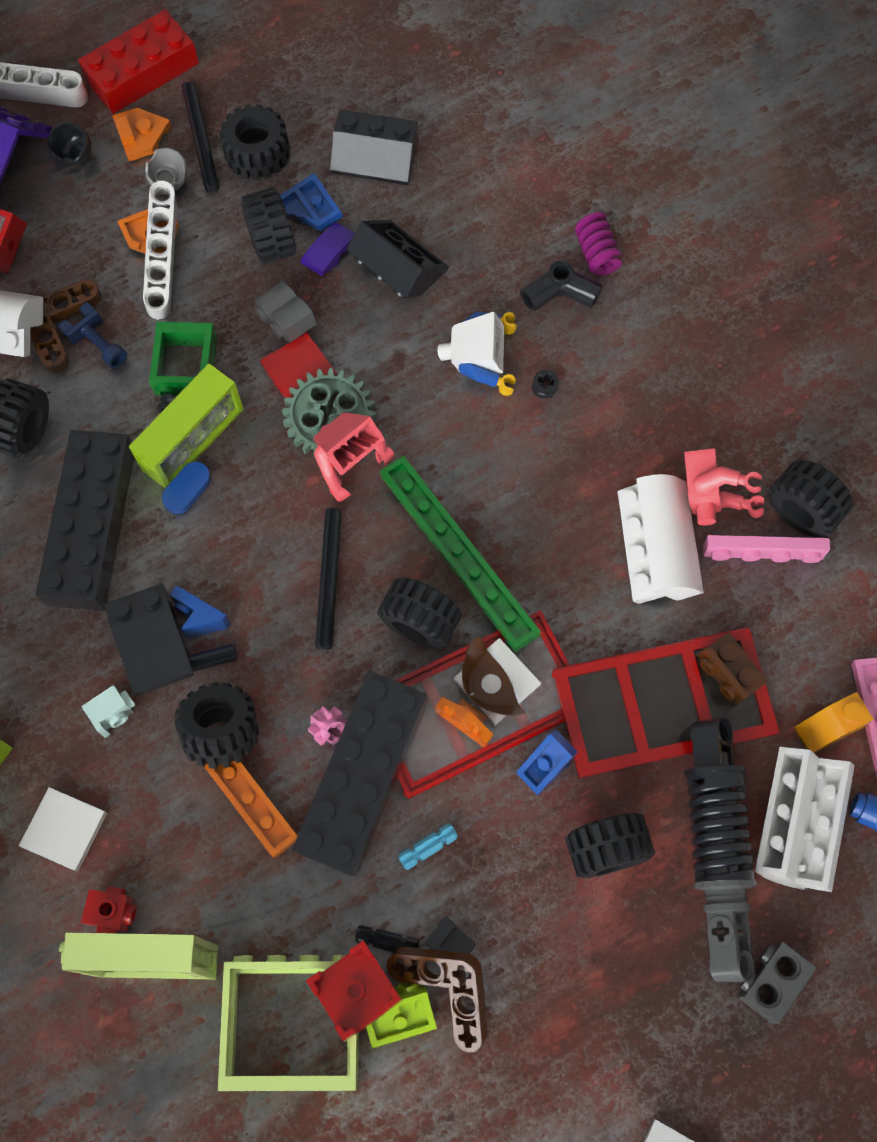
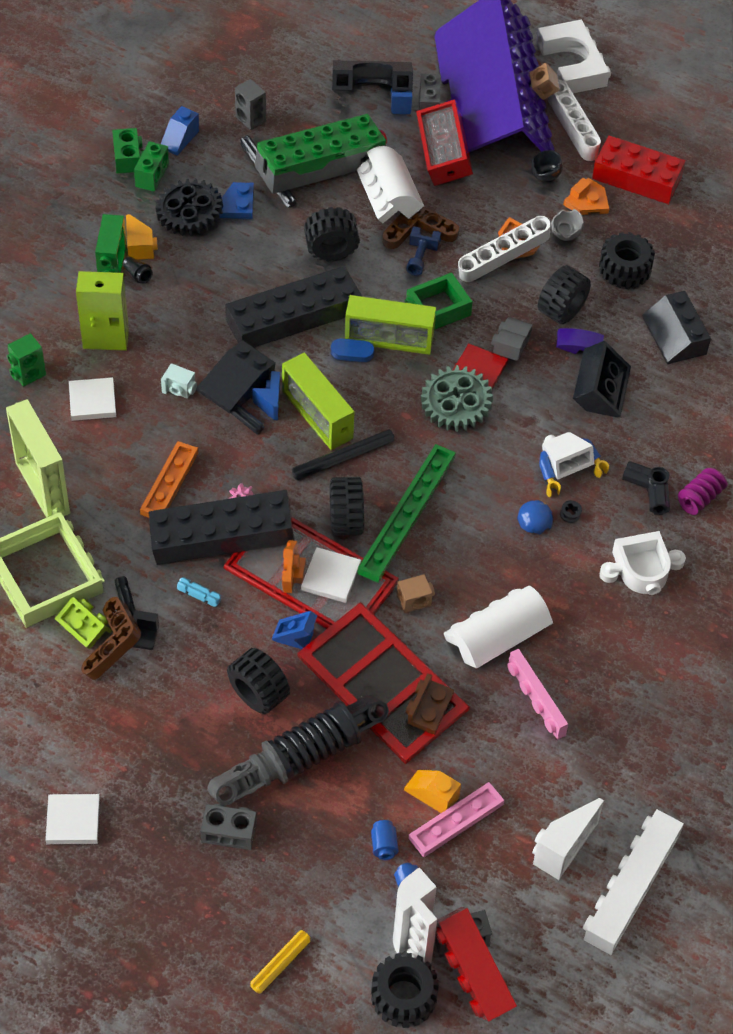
camera: 55 degrees right, 15 degrees down
(99, 907) = (60, 439): red brick -> none
(200, 136) = (614, 228): black axle -> none
(218, 744) = (203, 436): black tyre -> none
(245, 565) = (318, 401): none -> lime brick
(311, 204) = (606, 314): blue wing -> none
(344, 445) = (436, 406): coral torso -> none
(354, 991) = (81, 582): red panel -> none
(475, 667) = (326, 551): reddish brown piece -> none
(533, 423) = (535, 517): none -> blue hair
(568, 603) = (415, 593): none -> medium nougat brick
(655, 352) = (642, 563): none -> white piece
(704, 485) = (553, 633): coral torso -> none
(804, 820) = (349, 791): white brick -> none
(810, 498) = (588, 696): black tyre -> none

